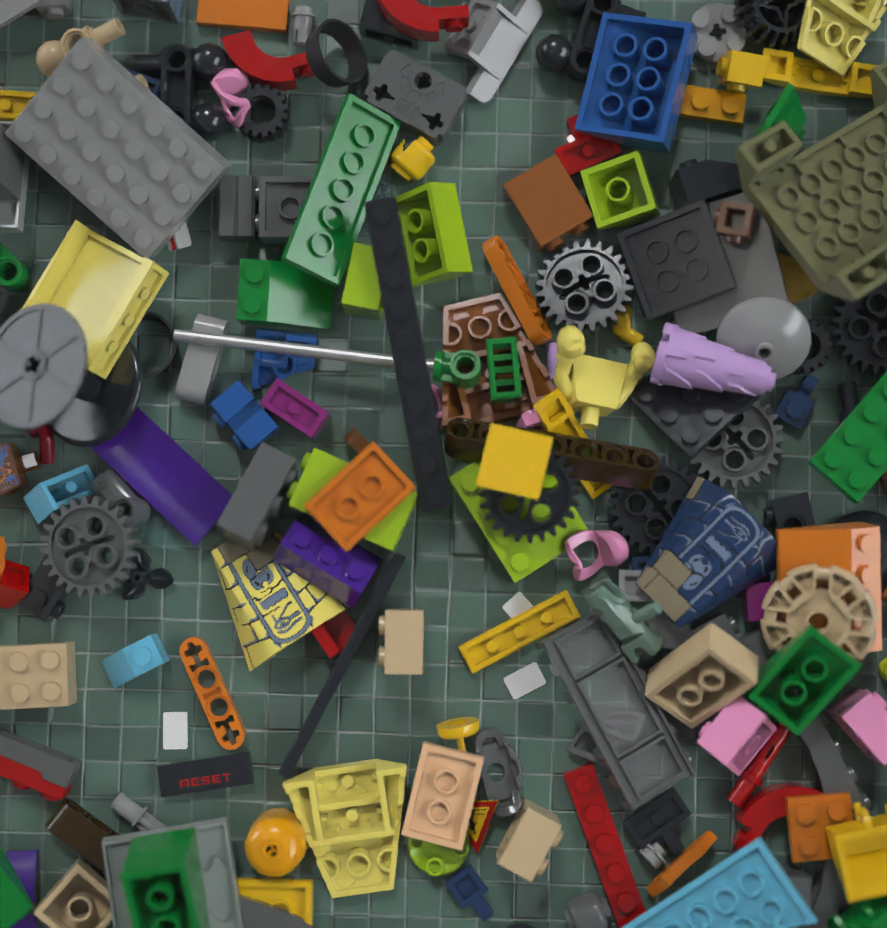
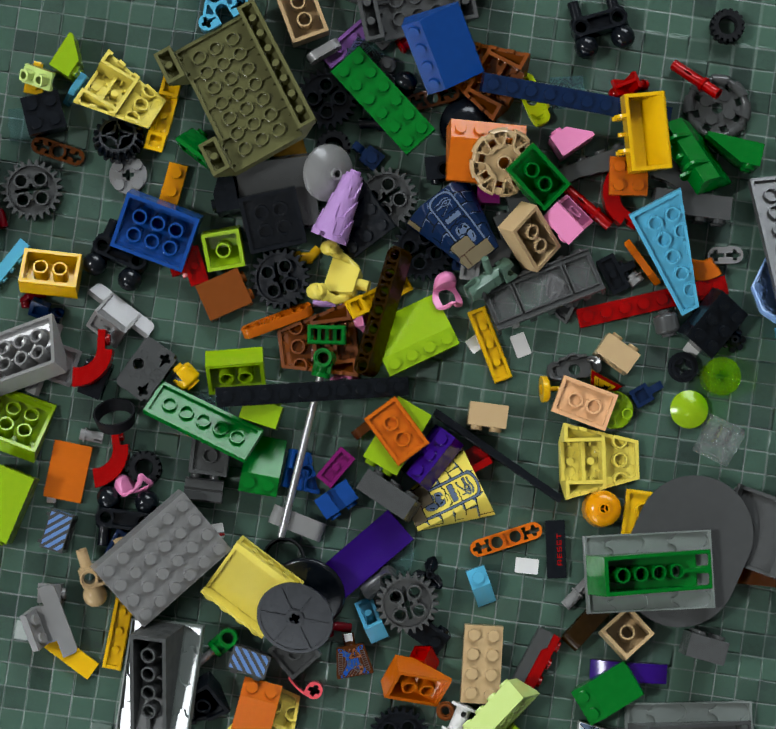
camera: 85 degrees left, 0 degrees up
(514, 461) = (387, 334): yellow tile -> none
(556, 498) = (411, 311): black gear -> none
(735, 221) = (255, 182): reddish brown brick -> none
(741, 70) = (156, 164): yellow brick -> none

